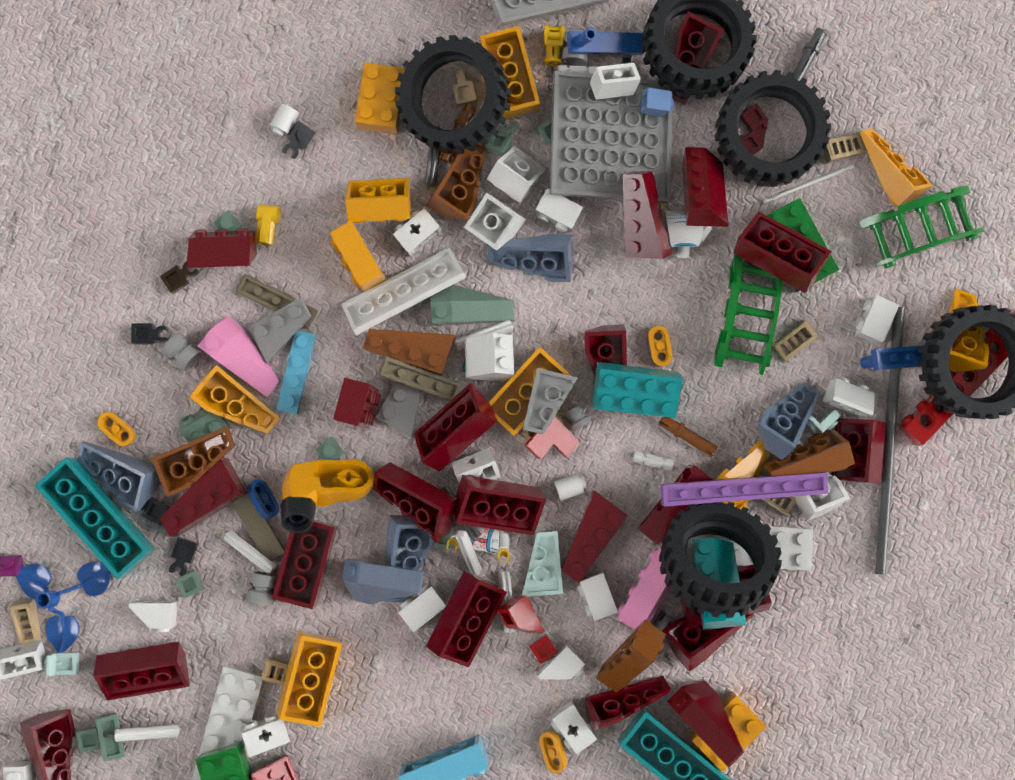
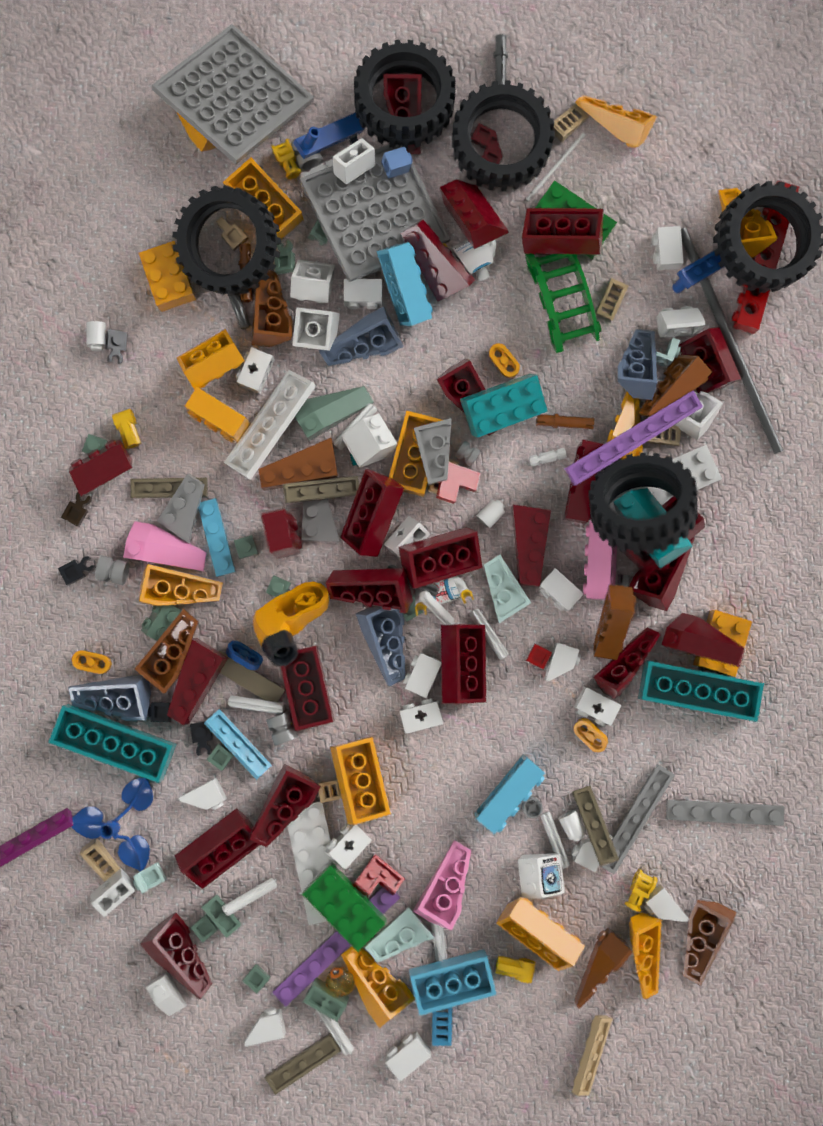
camera: 30 degrees left, 0 degrees up
(212, 581) = (237, 744): none -> medium azure plate
(230, 659) = (286, 800): none -> dark red wedge
(319, 396) = (246, 547): none -> sand green plate
(378, 582) = (373, 673): sand blue wedge -> none
(408, 655) = (414, 724): none -> white brick
(520, 616) = (505, 638): slope -> none
(602, 224) = (404, 284): none -> medium azure brick
(921, 206) = (656, 136): green fence -> none

